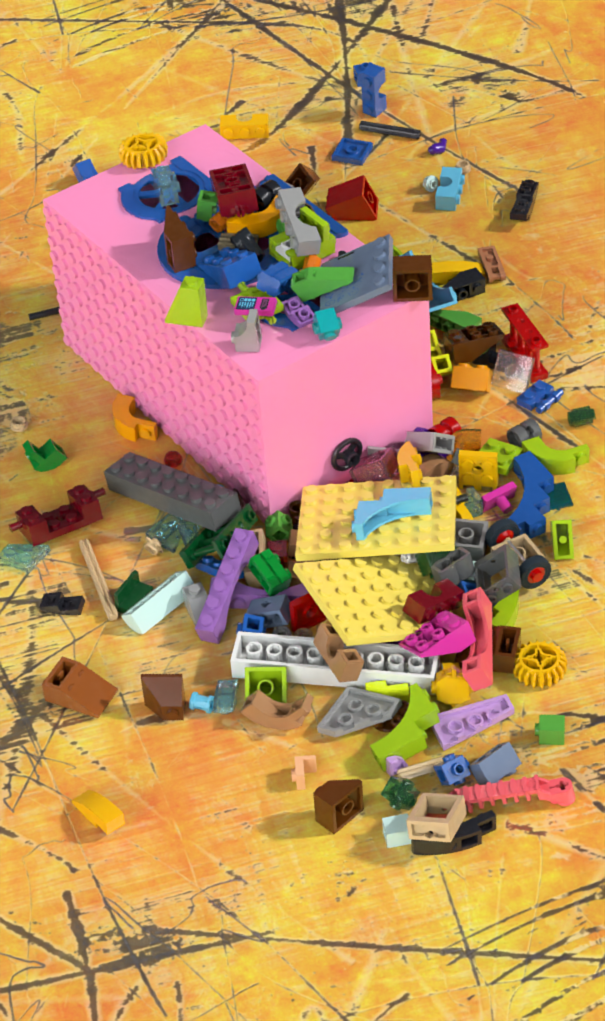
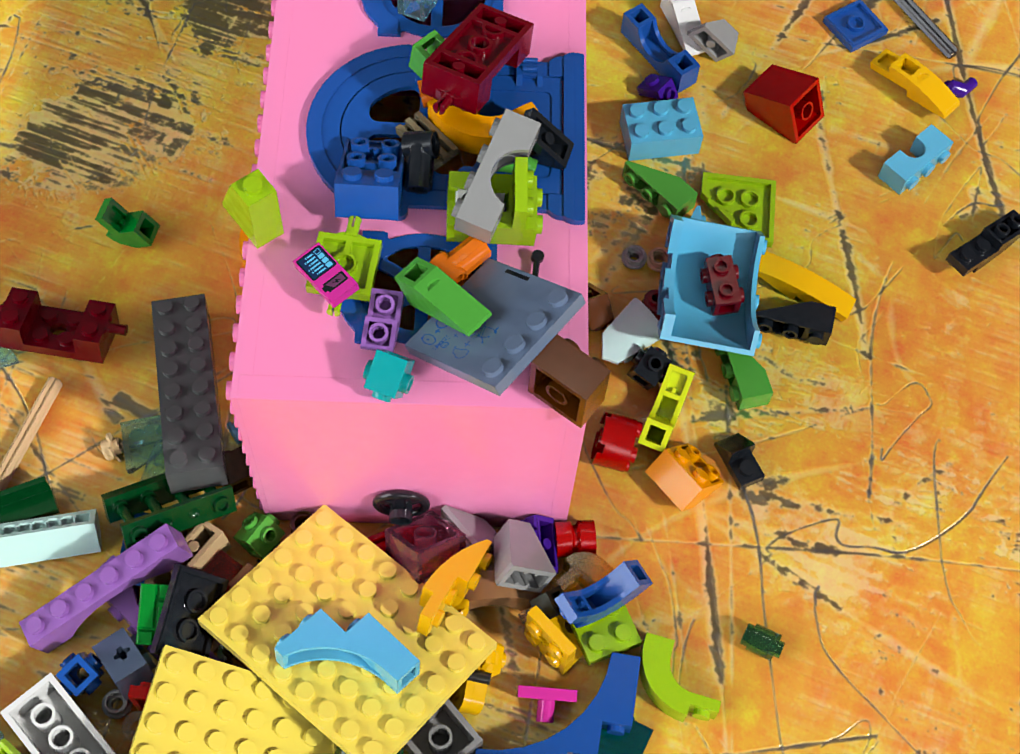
camera: 30 degrees right, 20 degrees up
(18, 424) = (150, 154): tan plate -> none
(178, 242) = (337, 89): reddish brown slope -> none
(194, 600) = (69, 570): light grey slope -> none
(248, 334) = (277, 315): light grey arch -> none
(266, 194) = (520, 90): black wheel -> none
(275, 278) = (394, 247): blue brick -> none
(283, 554) = (186, 599): none -> black tile
(304, 178) = (755, 32): reddish brown slope -> none
(417, 153) = (918, 80): none -> yellow slope
(430, 183) = (901, 136): light aqua plate -> none
(466, 167) = (962, 137): tan plate -> none
(471, 342) = (729, 422): reddish brown slope -> none
(474, 502) = (511, 675): clear light blue bracket -> none
(488, 431) = (605, 595): none -> blue arch
(491, 263) = (867, 309): nougat plate -> none
(512, 371) = (737, 507): clear tile -> none
(524, 431) = (655, 617): dark grey wheel -> none
(525, 339) = (787, 474): red fence -> none
(536, 396) = (743, 558): blue plate -> none

